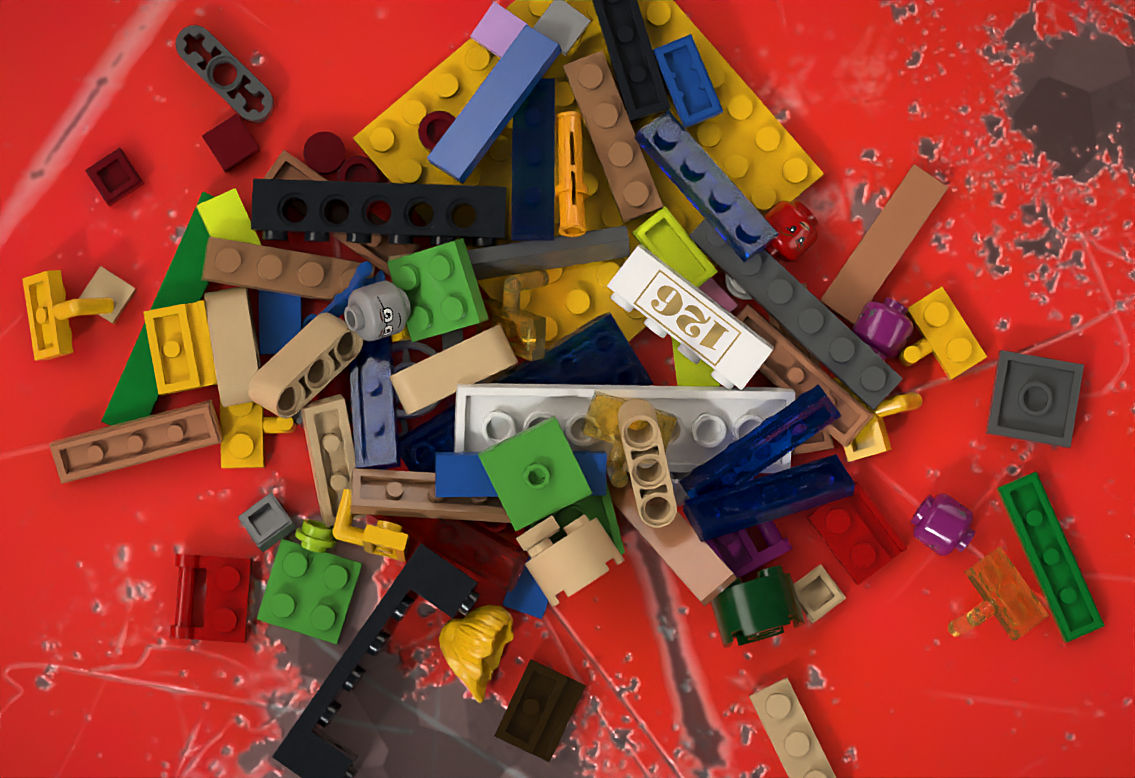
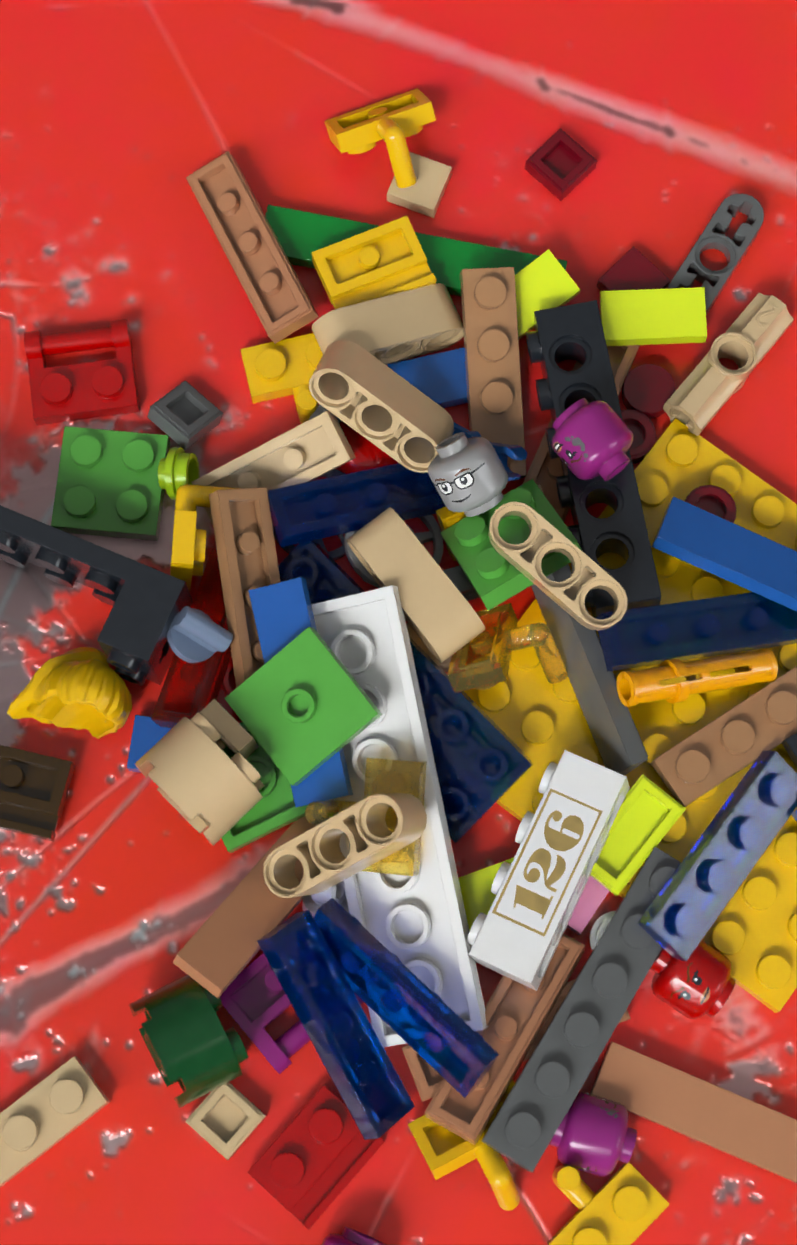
camera: 80 degrees right, 10 degrees down
(268, 135) = (653, 316): none -> neon yellow tile
(304, 65) = (746, 344): none -> tan piece
(376, 210) = (592, 440): none -> magenta head
(458, 544) = (196, 636): none -> sand blue plate
(495, 256) = (547, 539): none -> tan beam

